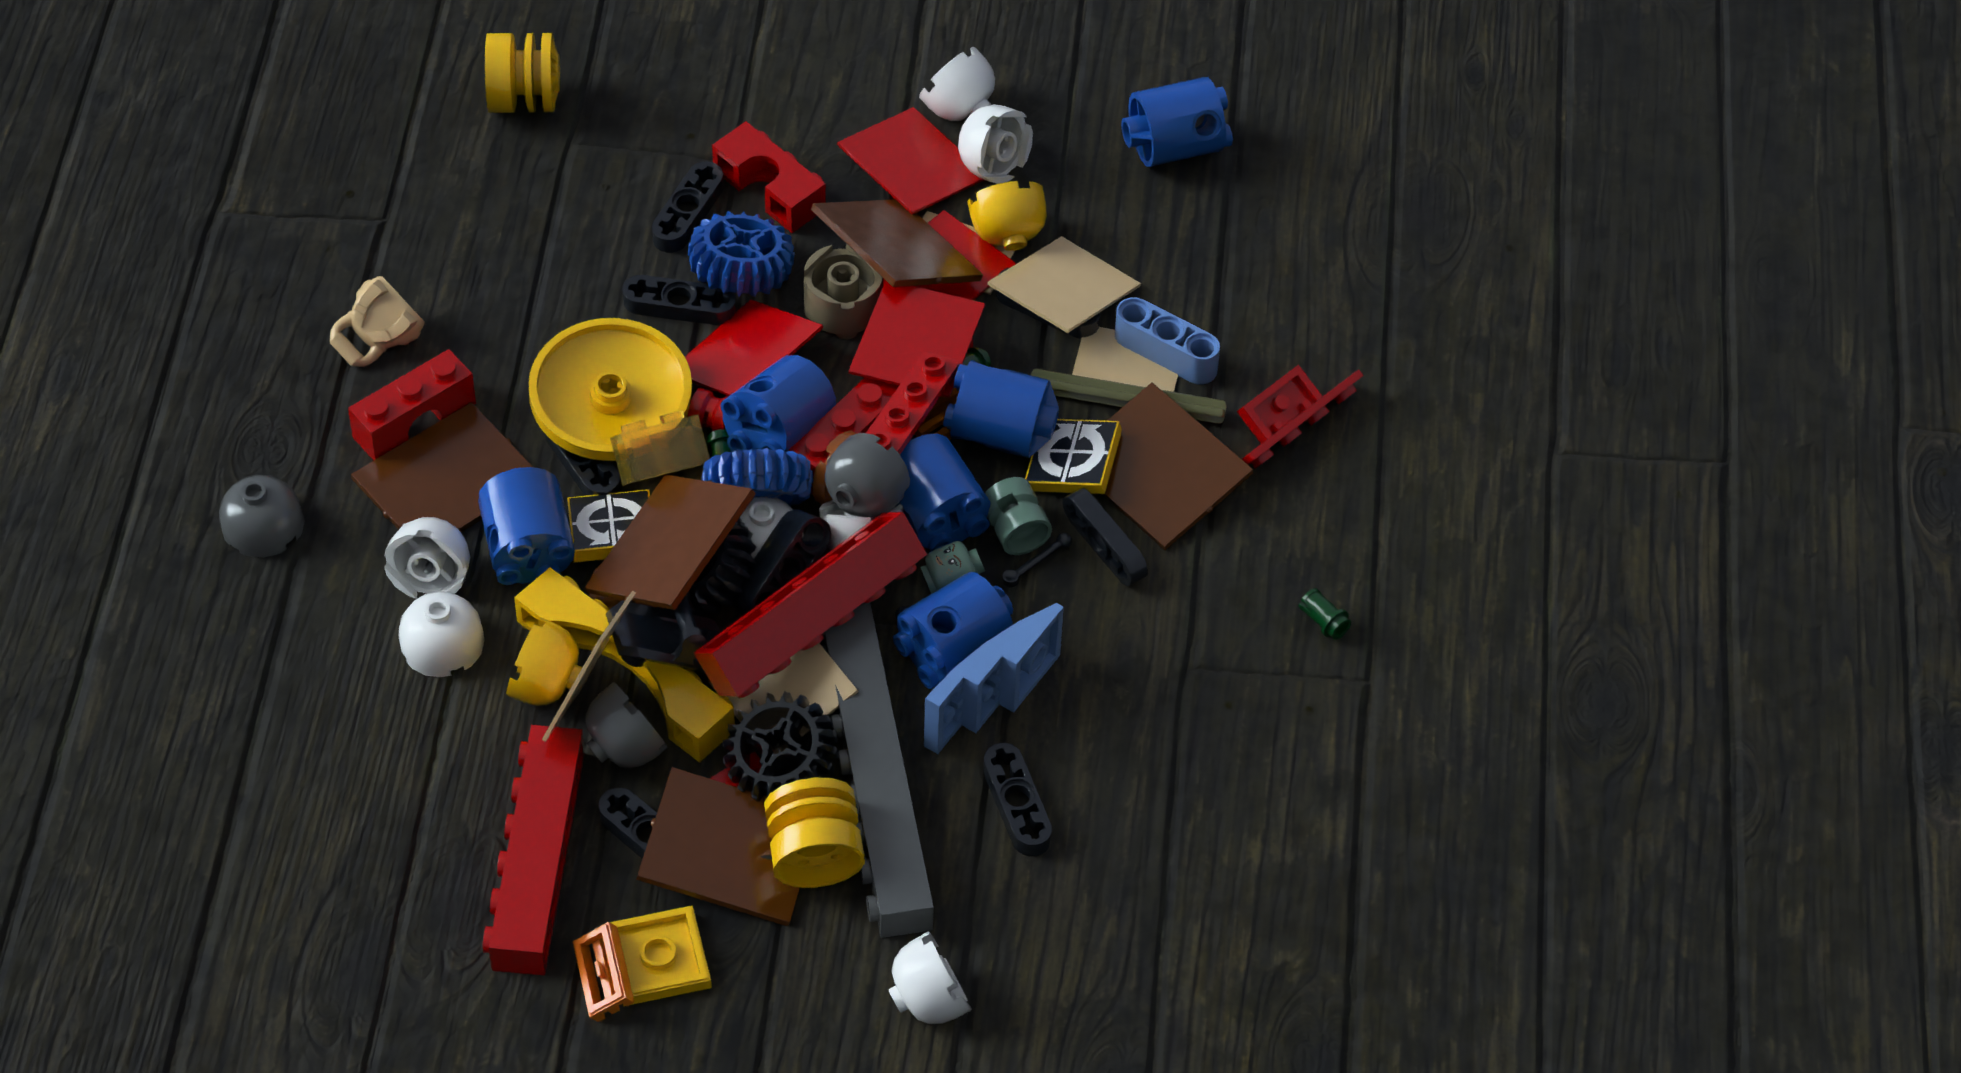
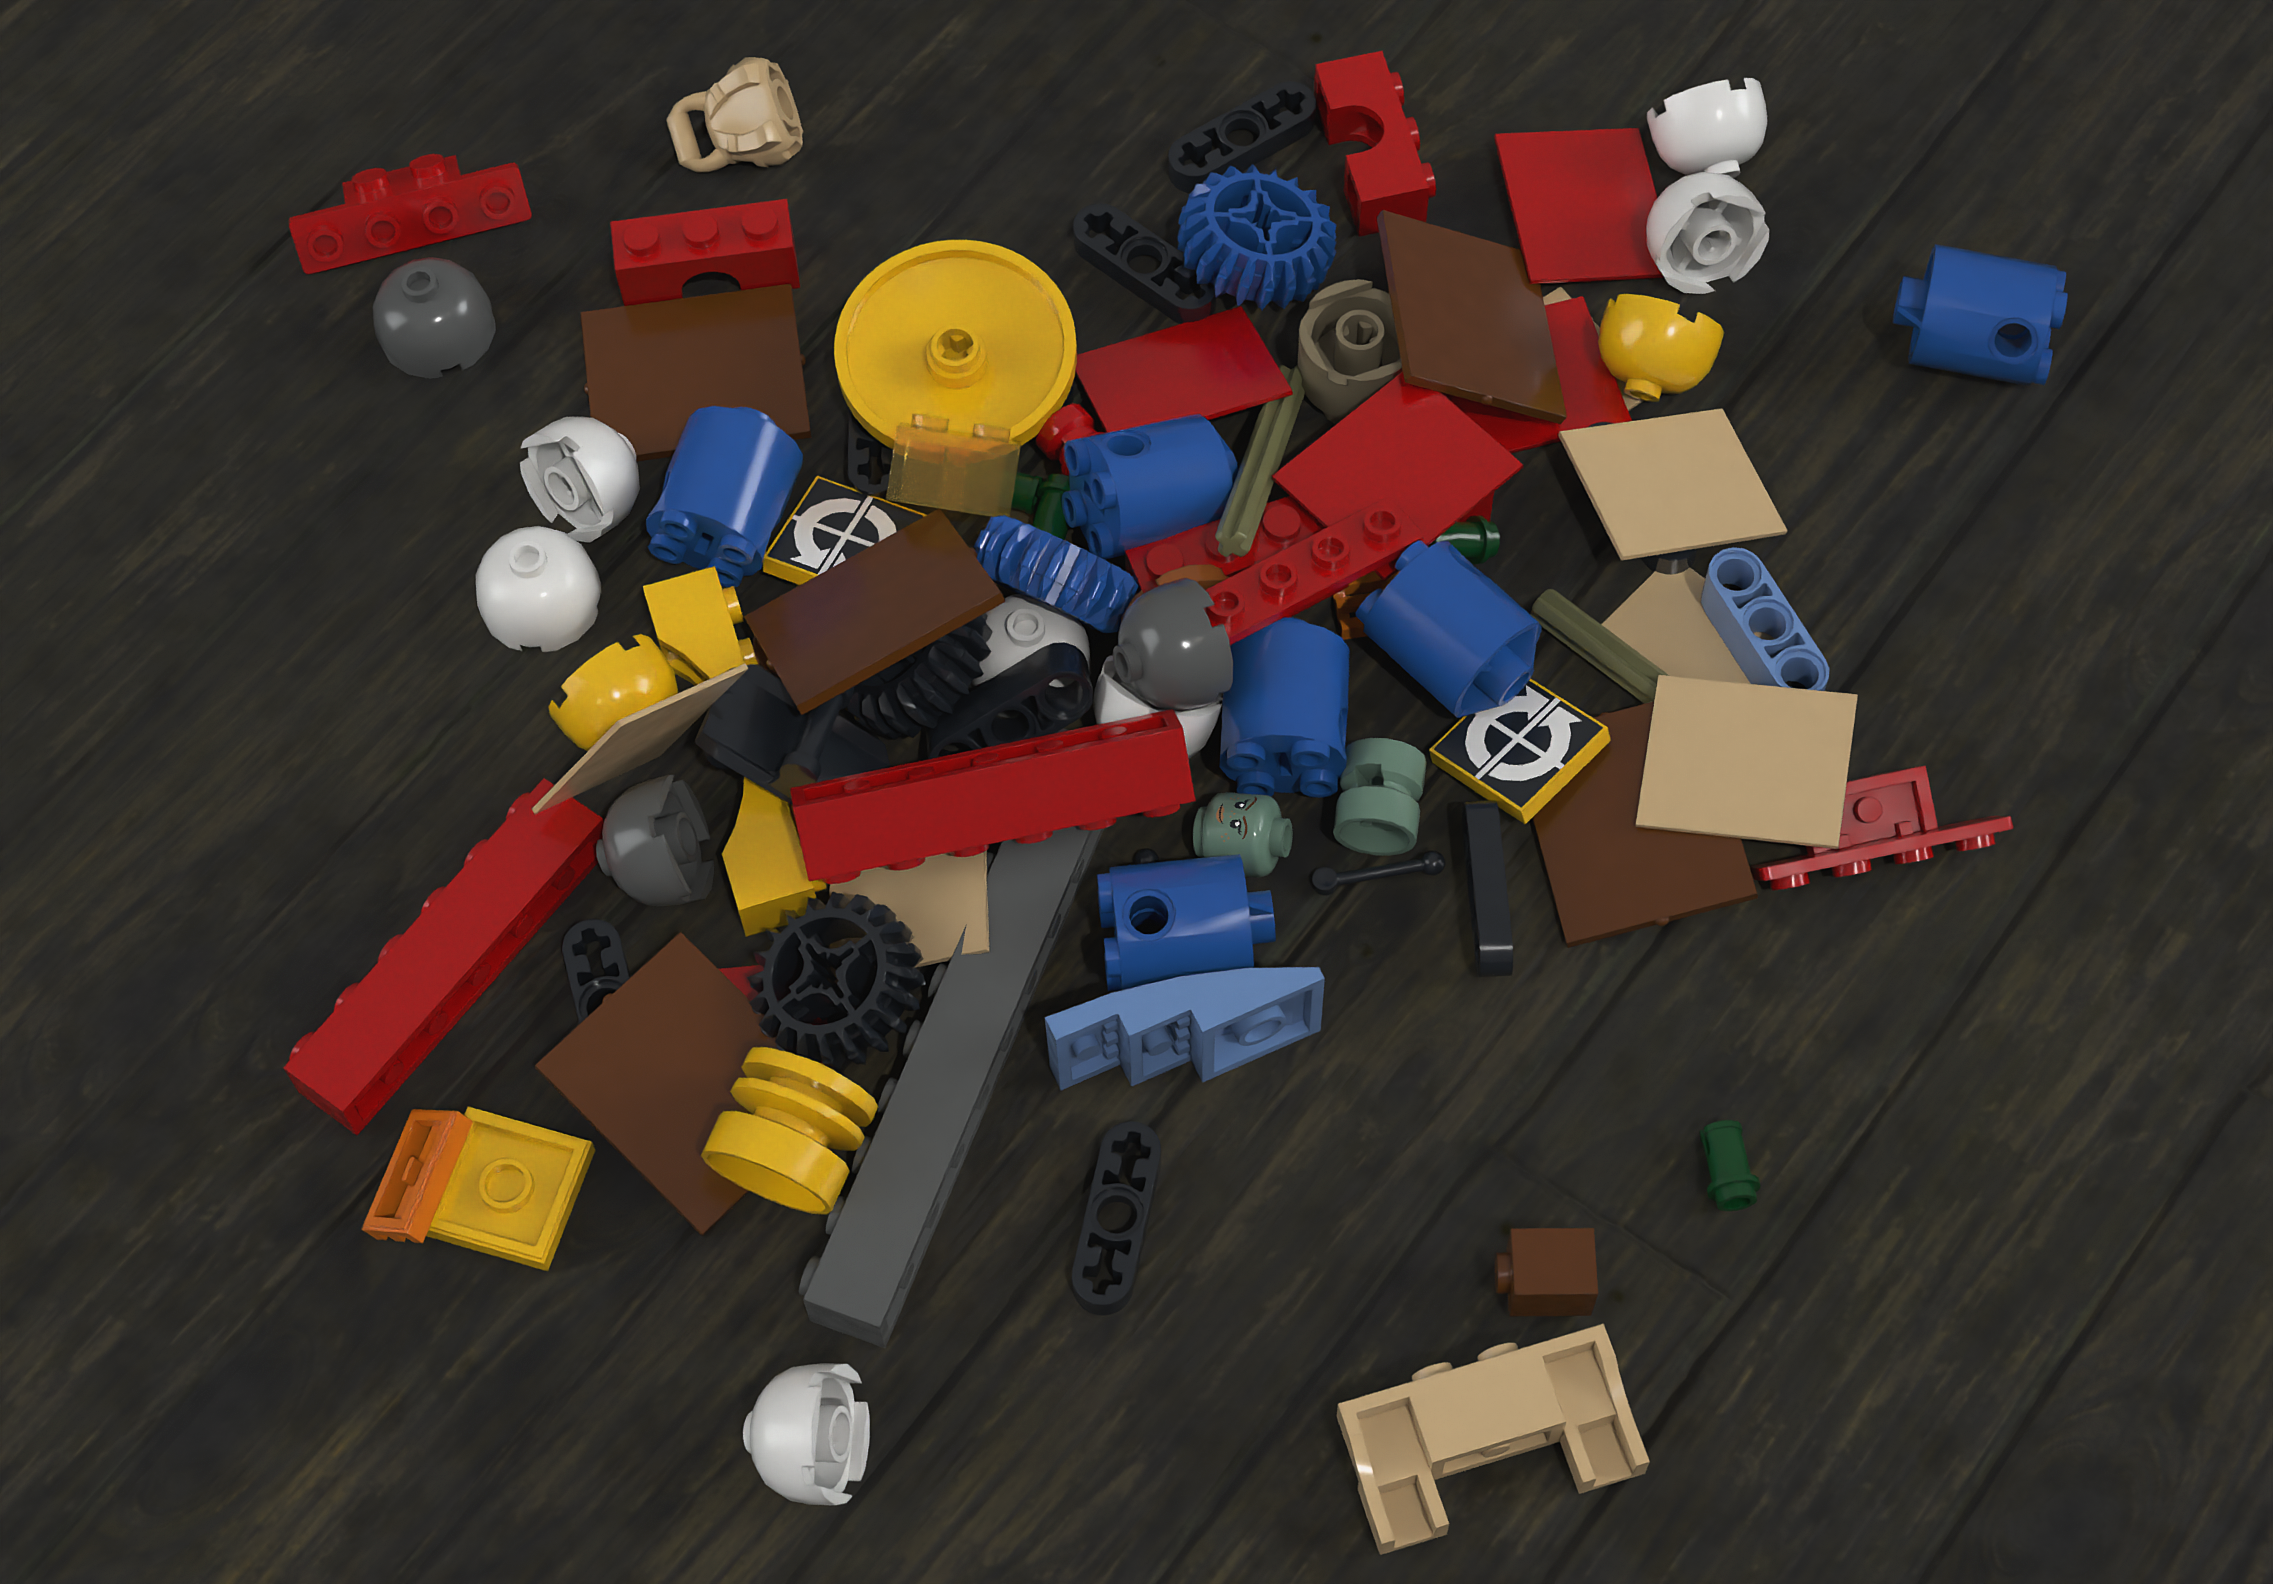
camera: 35 degrees right, 10 degrees up
(200, 461) = (408, 211): none -> red bracket
(838, 374) = (1258, 465): none -> olive axle
(1203, 404) = (1747, 761): none -> tan piece
(1270, 706) = (1548, 1272): none -> reddish brown brick
(1283, 791) = (1482, 1414): none -> tan bracket

